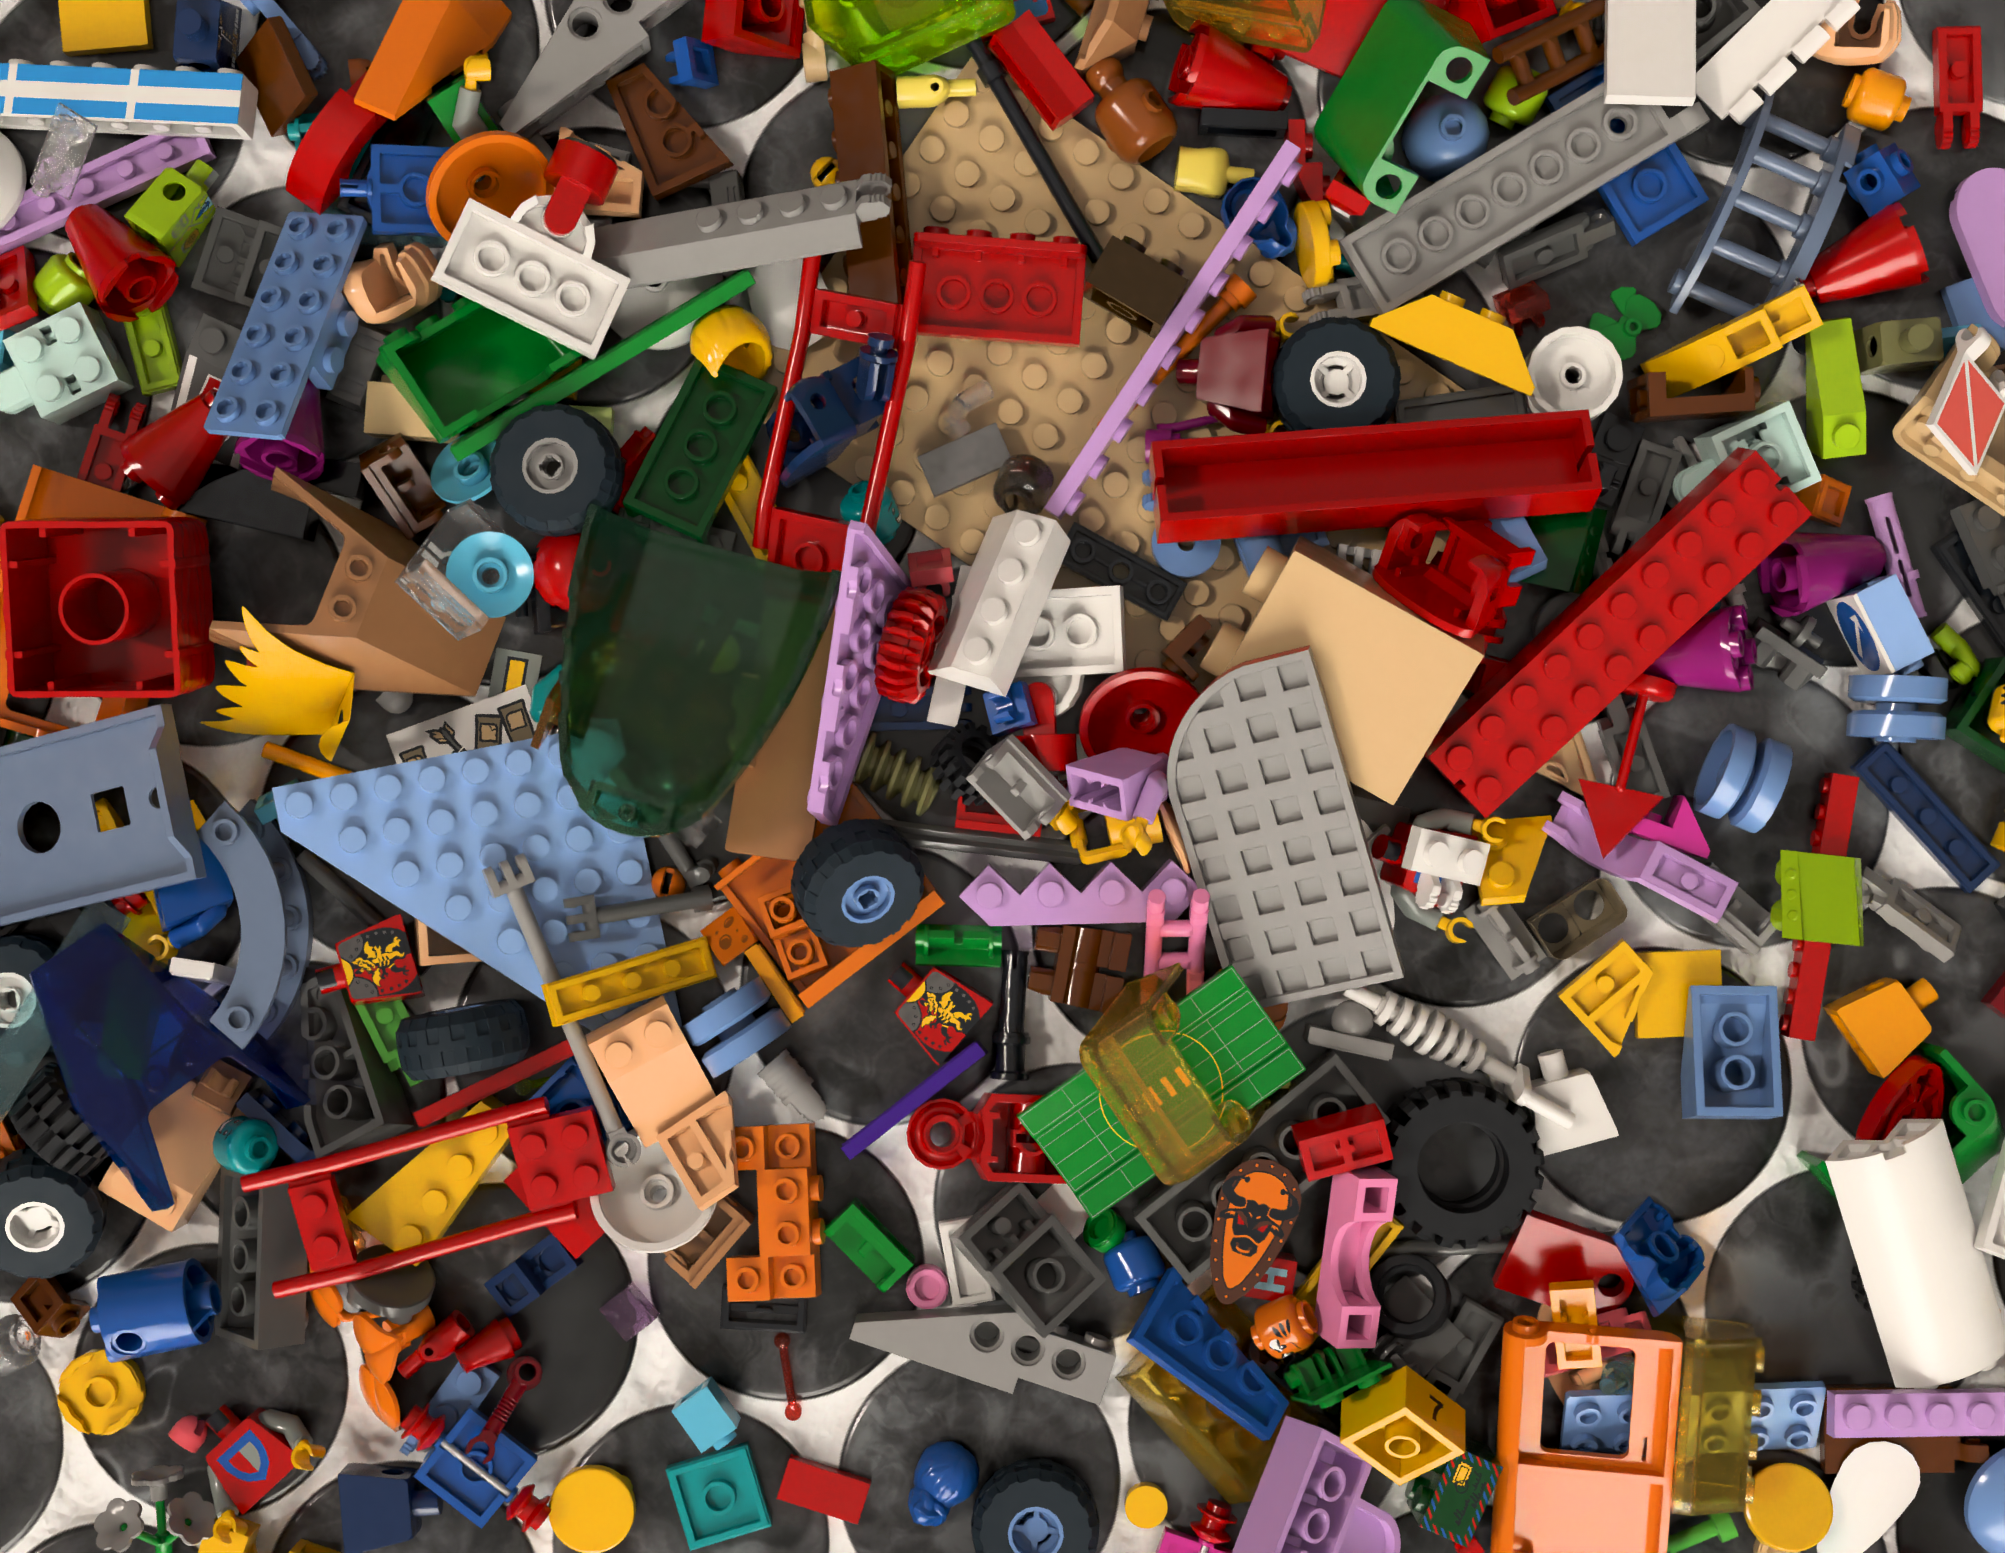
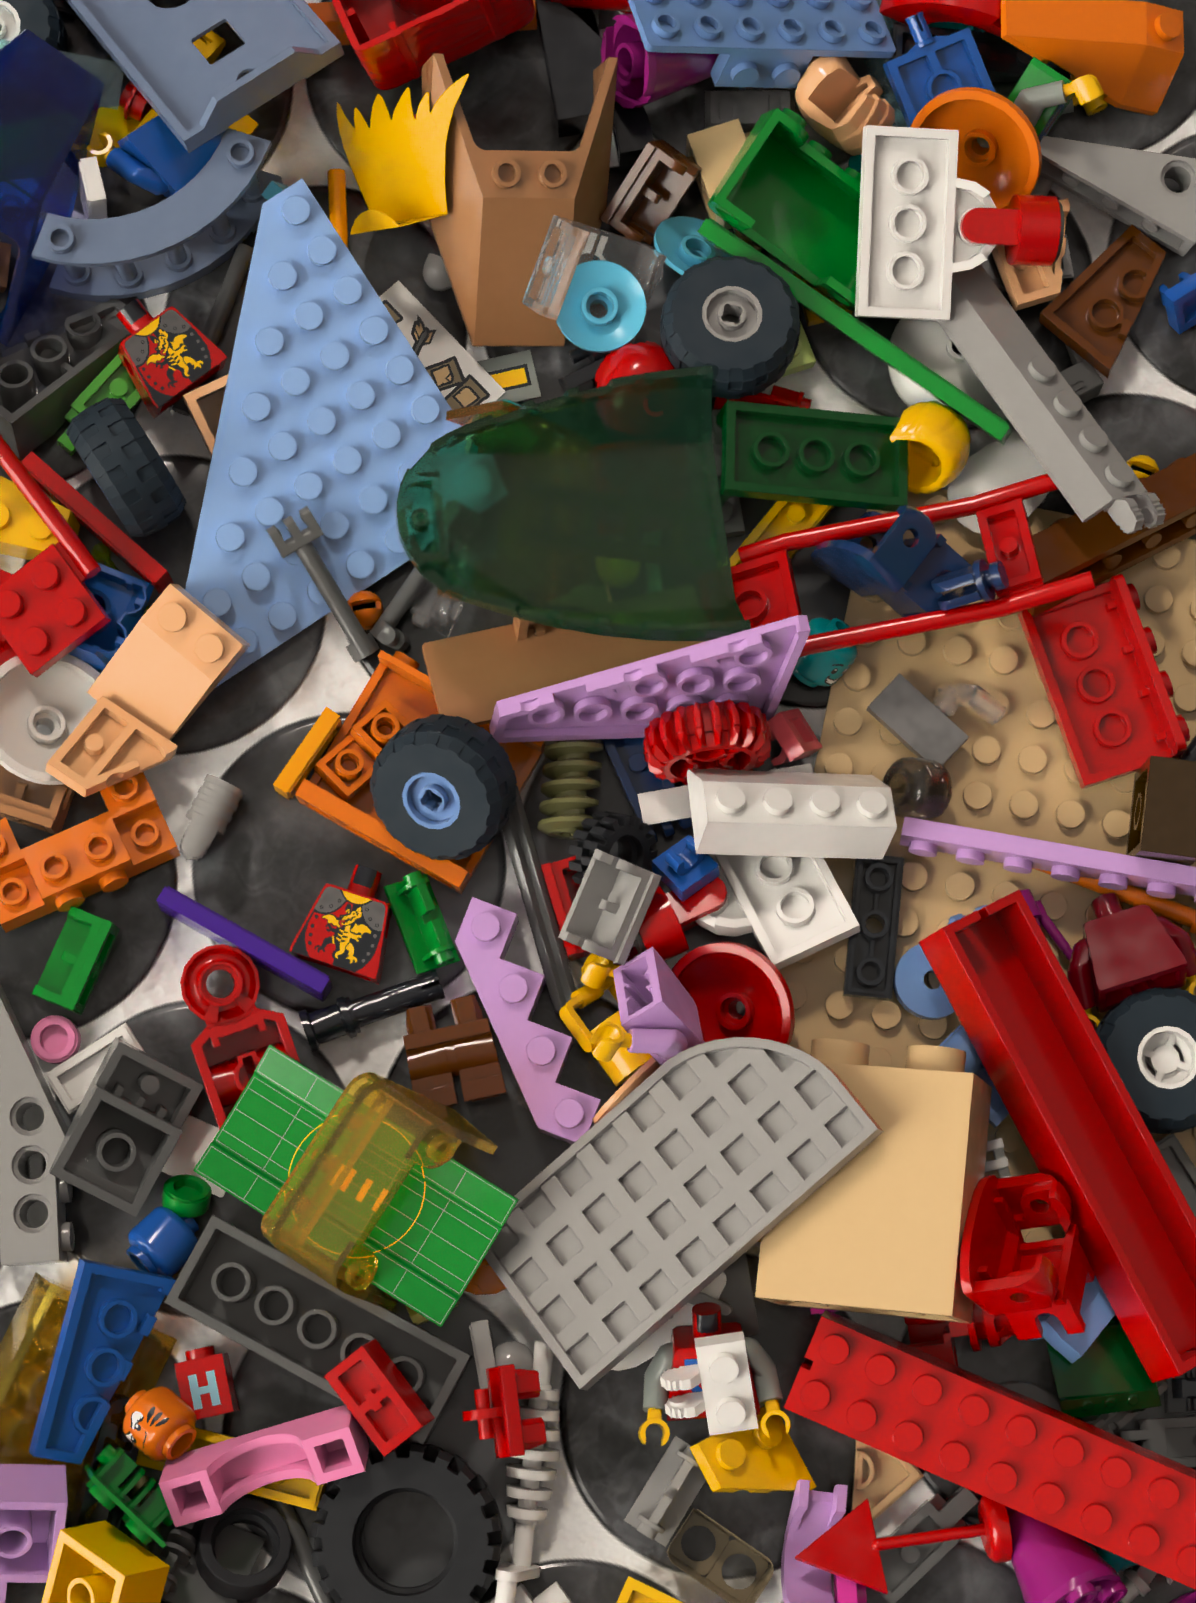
camera: 70 degrees right, 10 degrees down
(513, 887) = (299, 451): light grey hinge -> none
(628, 981) = (250, 605): yellow tile -> none
(729, 936) = (335, 689): orange slope -> none
(736, 1026) = (251, 724): medium blue wheel -> none
(1189, 640) = (833, 1023): reddish brown bracket -> none
(1194, 929) = (539, 1150): bright pink piece -> none
(1251, 1225) = (253, 1341): sticker -> none
(1412, 1046) = (499, 1411): none -> red hips

